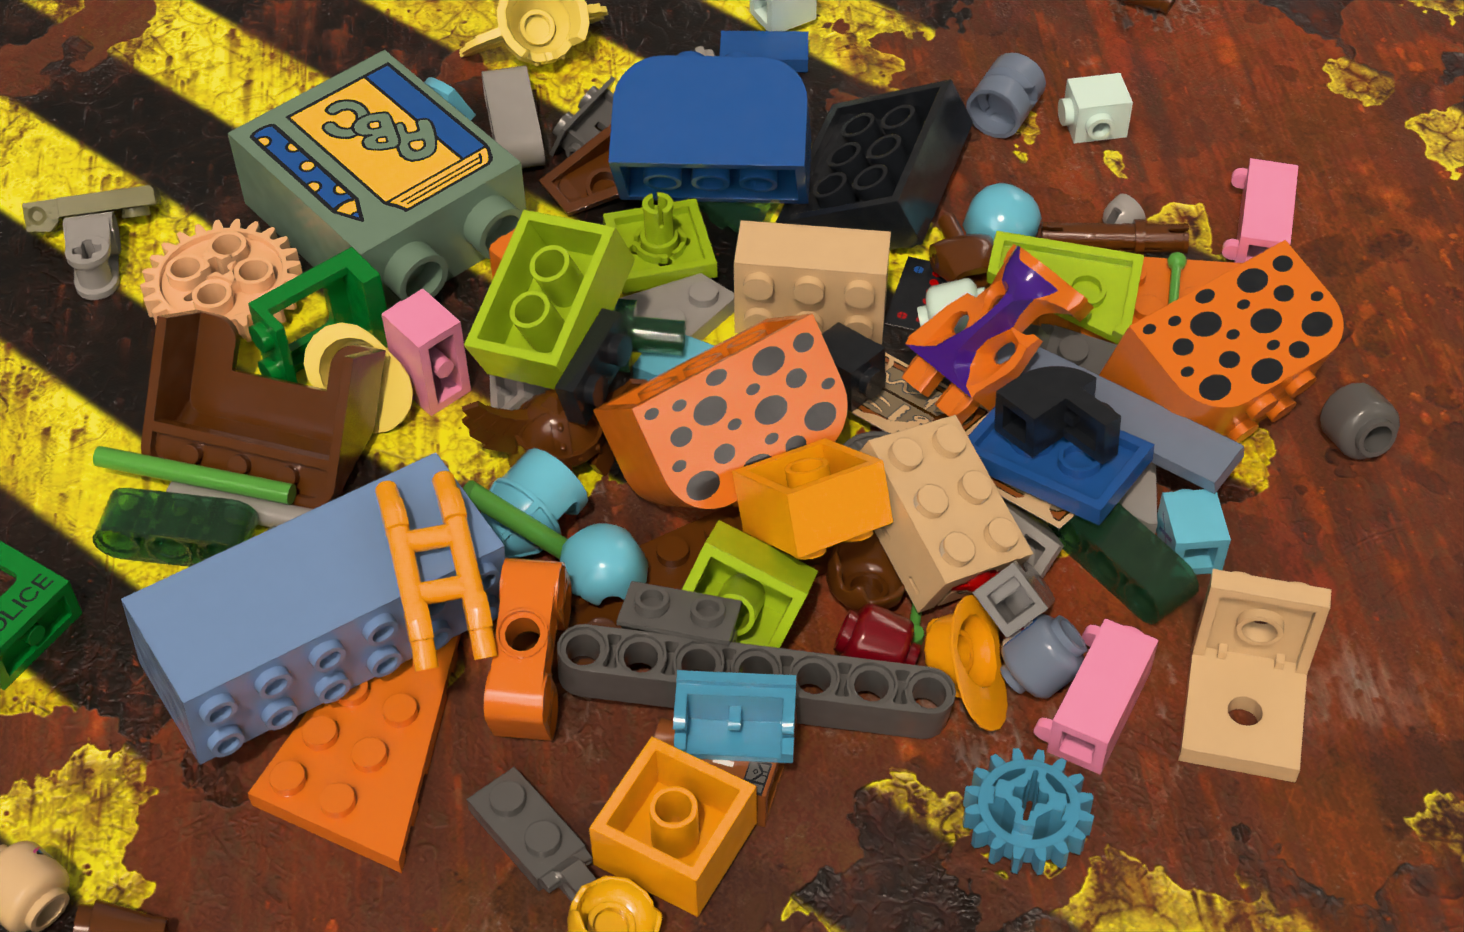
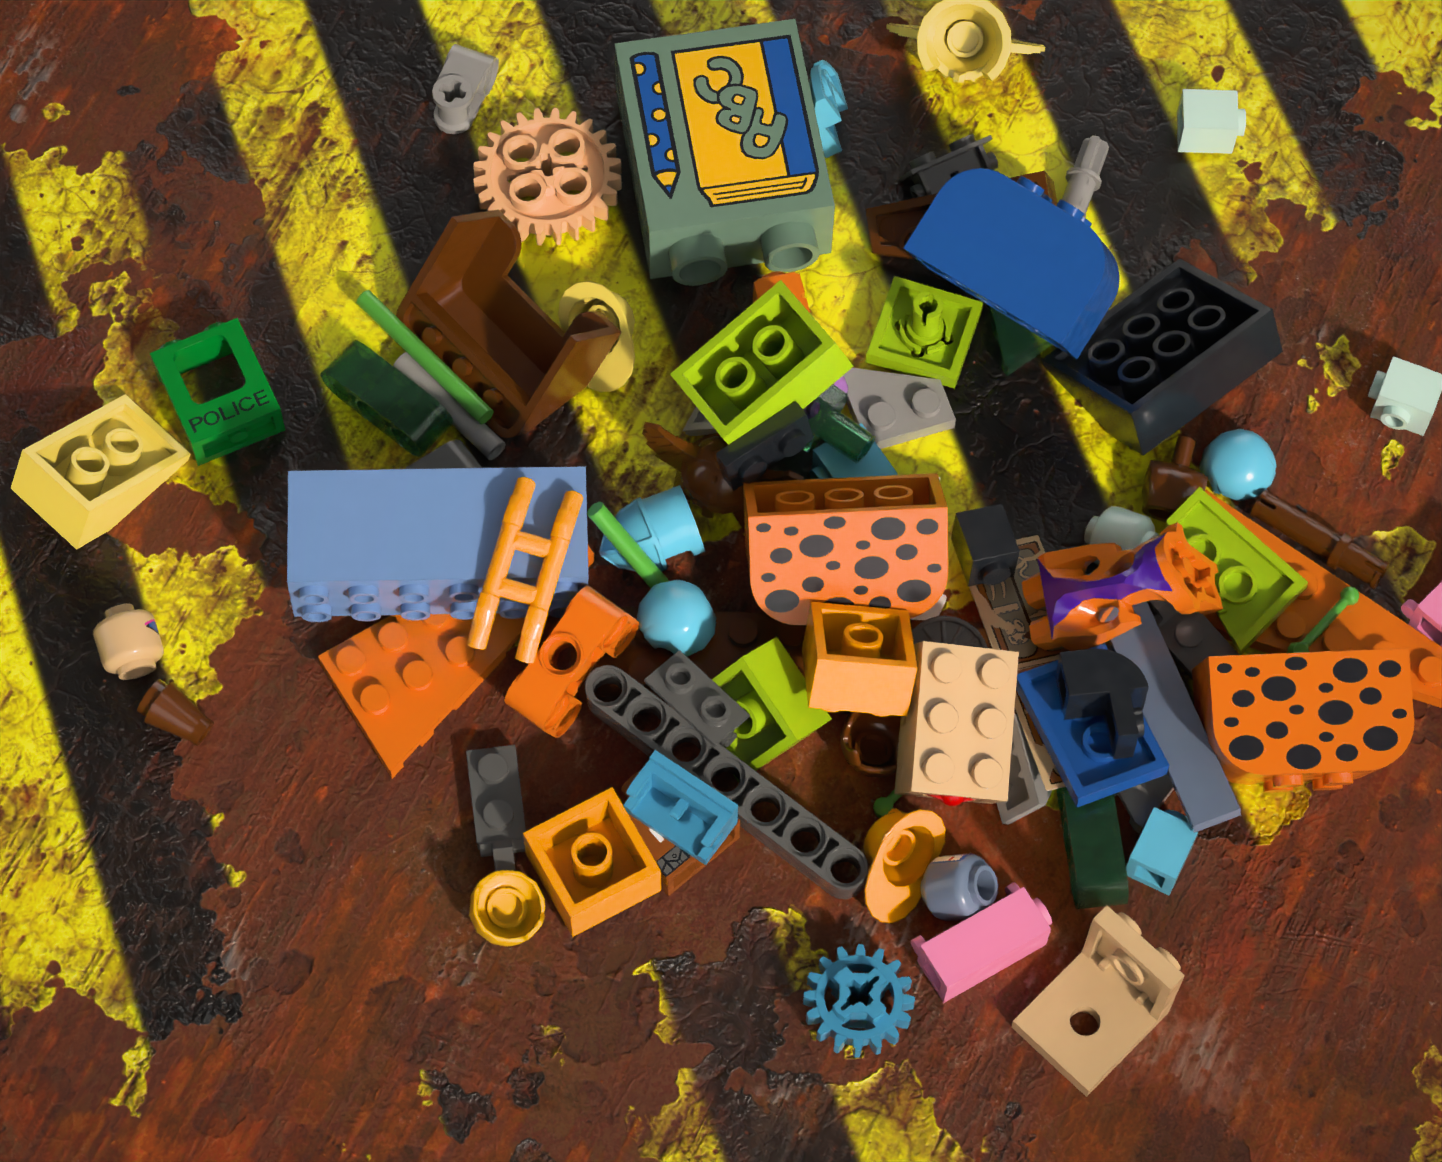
camera: 30 degrees right, 15 degrees up
(48, 214) = (486, 37): olive hinge -> none
(352, 297) = (629, 262): green window -> none
(429, 348) = (658, 341): bright pink brick -> none
(514, 114) = (885, 128): light grey beam -> none
(785, 46) = (1158, 166): blue tile -> none
(809, 271) = (1013, 448): tan brick -> none
(877, 635) = (843, 801): dark red head -> none
(911, 293) = (1118, 489): black sticker -> none
(1006, 95) = (1328, 342): sand blue wheel -> none
(1015, 597) = (968, 830): leg -> none
(1123, 210) = (1344, 519): light grey hinge -> none
(1360, 421) = (1382, 834): dark grey head -> none

